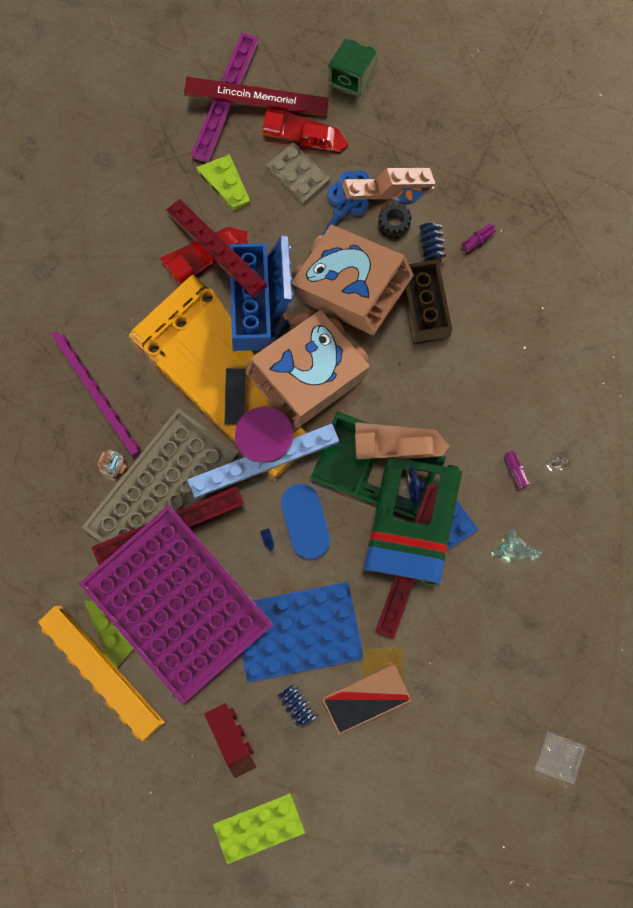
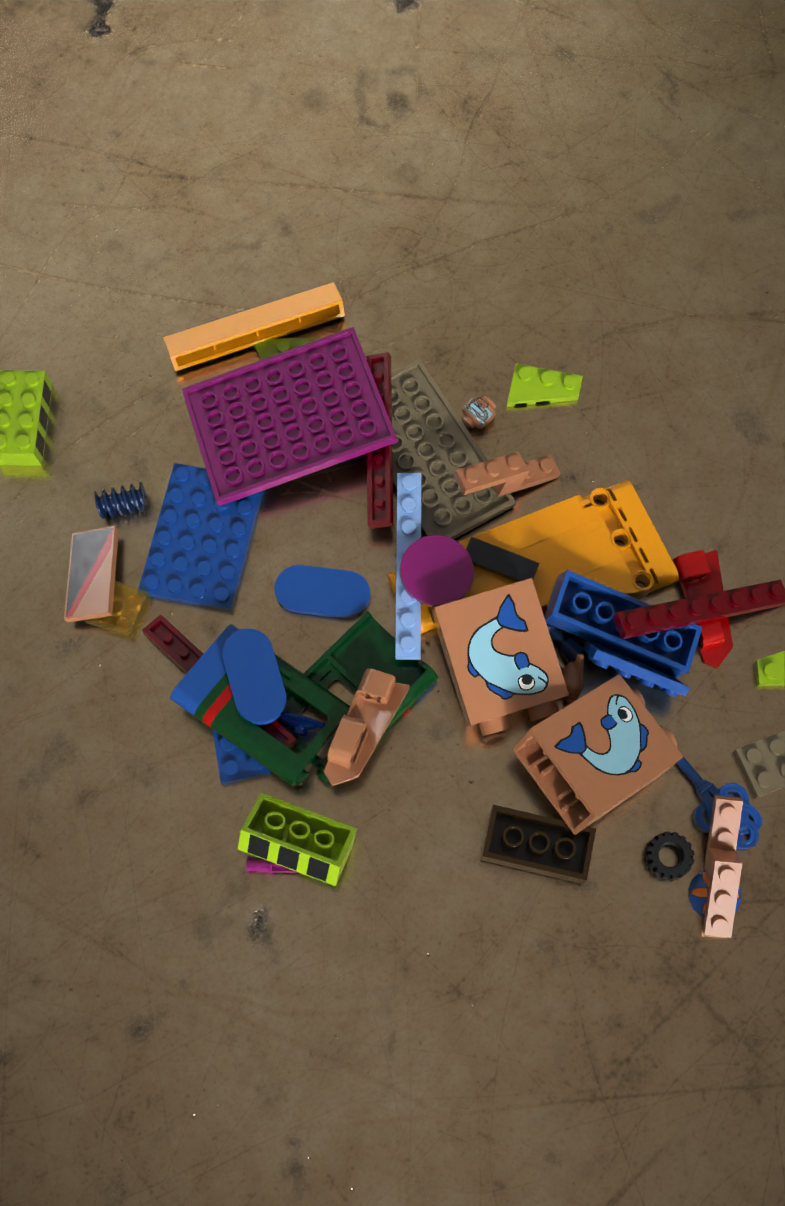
camera: 115 degrees right, 5 degrees down
(68, 427) = (539, 384): none -> lime wing
(101, 400) = (573, 421): magenta plate -> none
(163, 416) = (506, 474): none -> nougat bracket
(230, 740) = (121, 421): dark red wedge -> none
(267, 538) = (319, 539): clear blue piece -> none
(399, 529) = (254, 676): none -> blue tile
(432, 242) = (617, 890): dark blue piece -> none
(478, 237) = (604, 959): magenta axle -> none
(495, 455) = (297, 839): none -> lime brick
(515, 548) = (176, 818): clear light blue piece -> none

